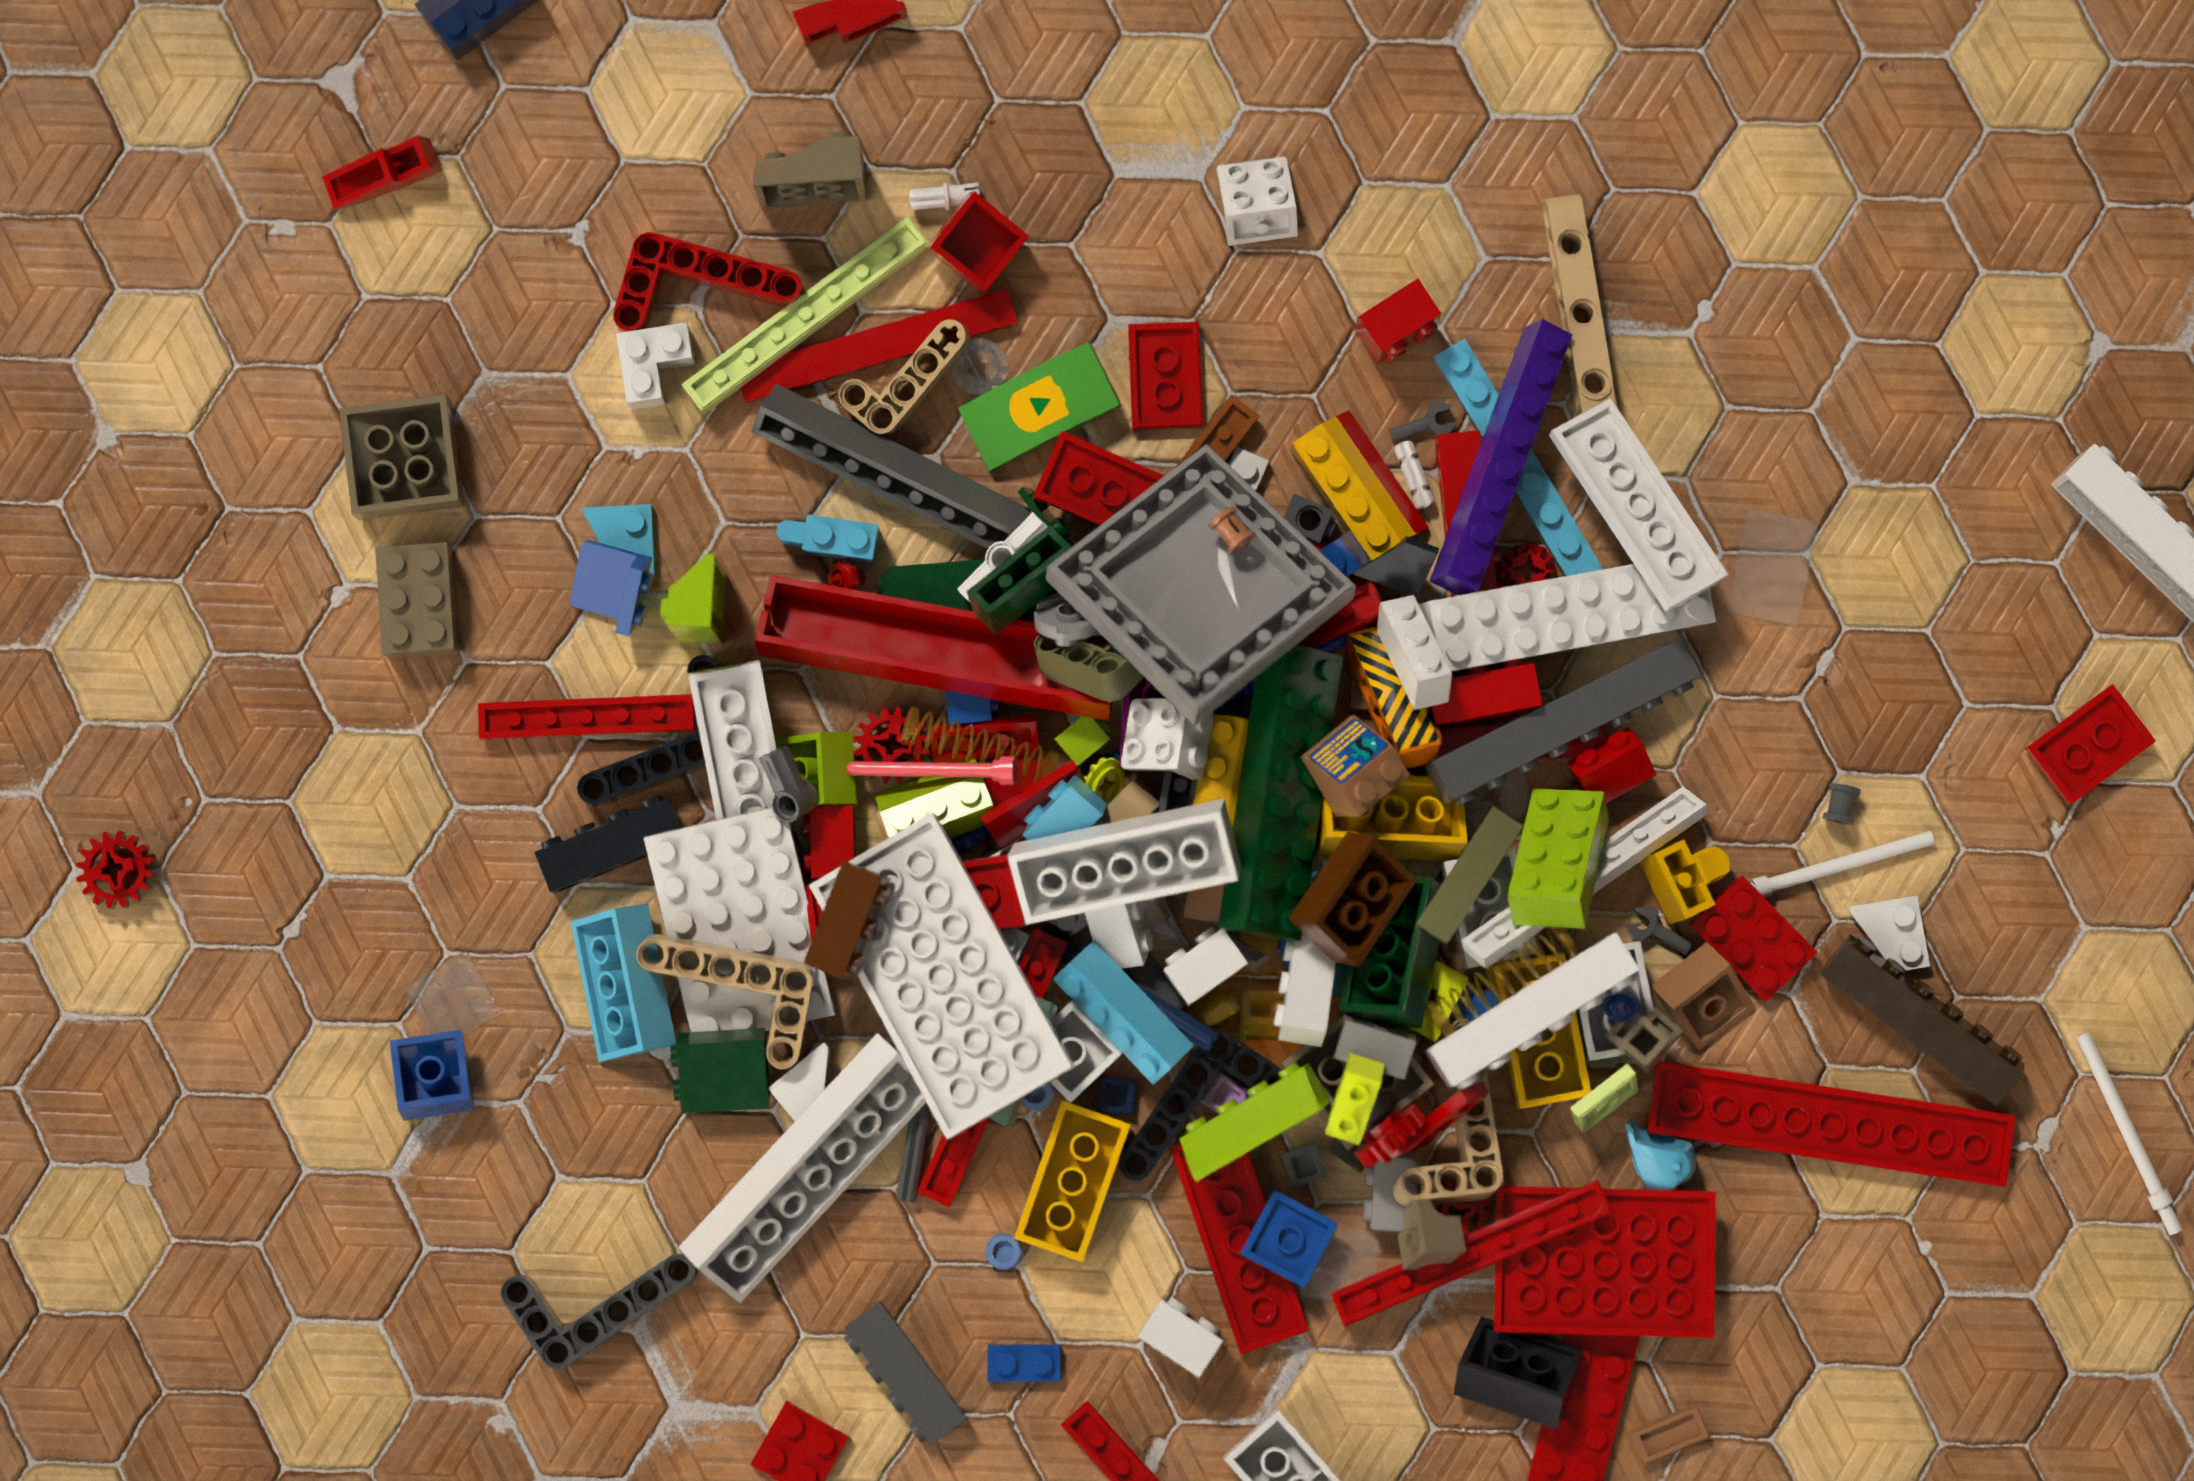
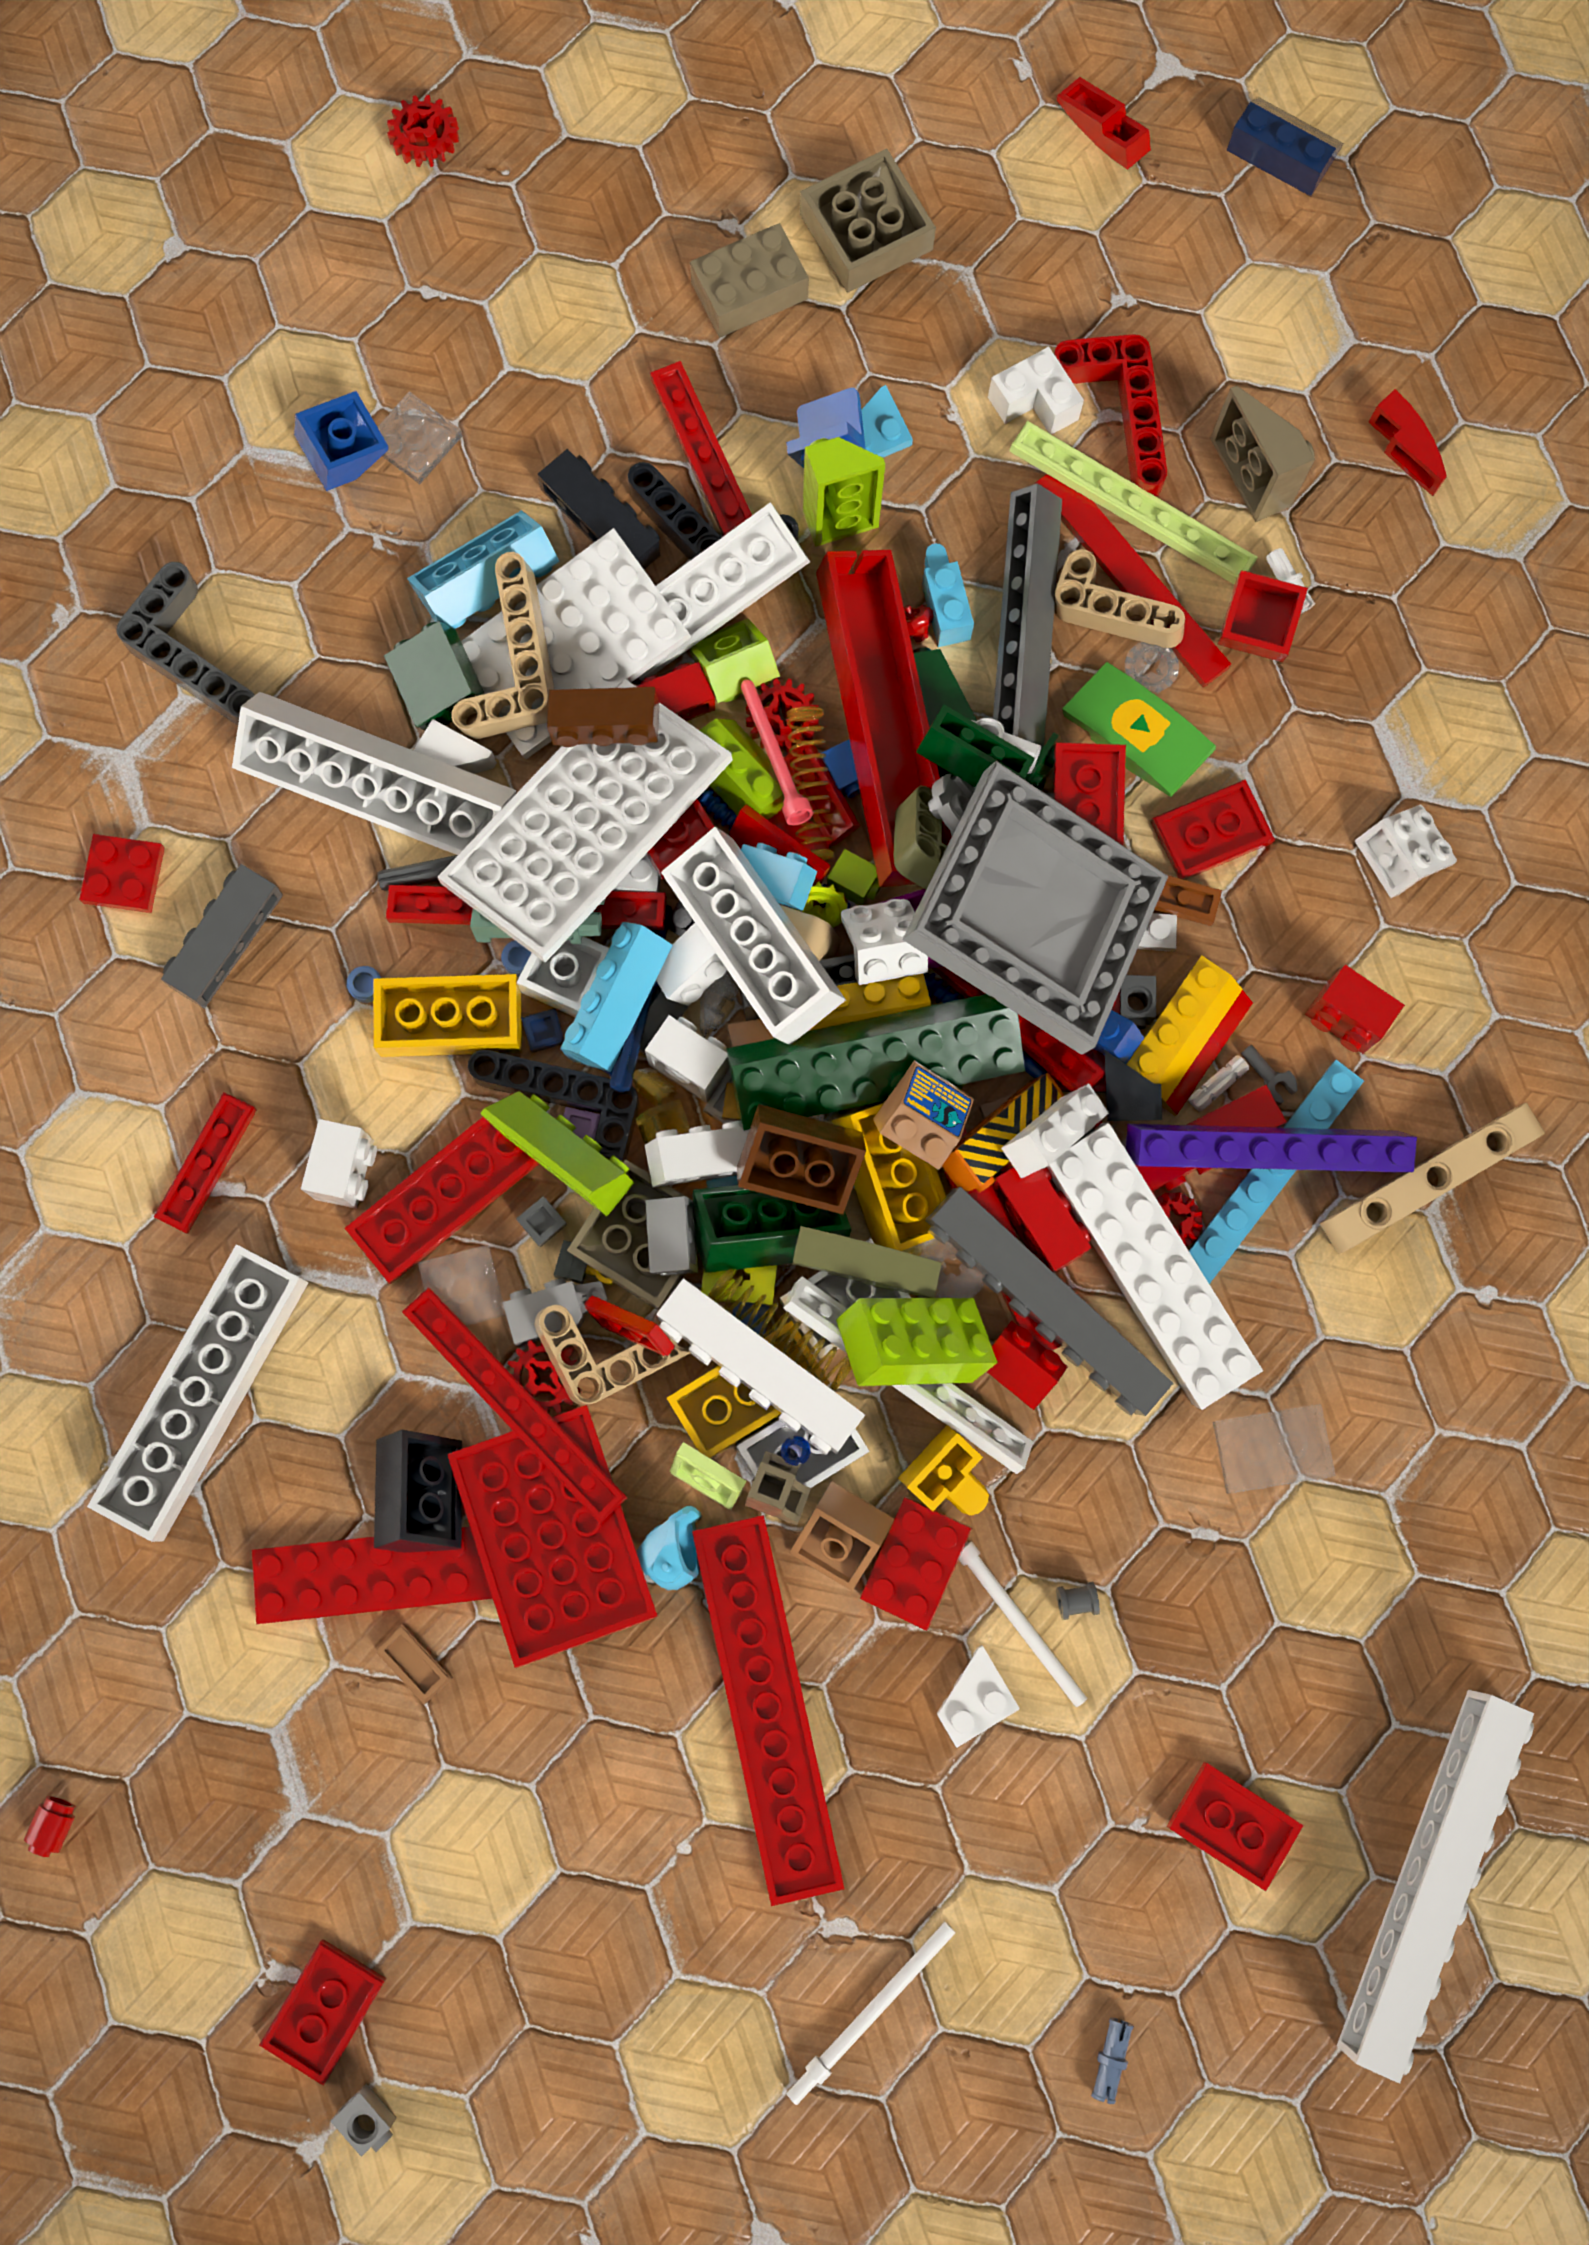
camera: 65 degrees right, 5 degrees down
(788, 785) = (707, 629): dark grey piece -> none
(1023, 1362) = (270, 1039): blue plate -> none
(1232, 530) = (1099, 916): nougat bush -> none
(1289, 1238) = (465, 1229): blue plate -> none
(1354, 1098) = (613, 1232): neon yellow brick -> none
(1390, 1136) = (592, 1281): red gear -> none
(1429, 1236) = (511, 1355): dark tan brick -> none
(1638, 505) = (1281, 1291): white plate -> none
(1657, 931) = (886, 1470): dark grey bar -> none
(1923, 1018) = (902, 1762): dark brown brick -> none

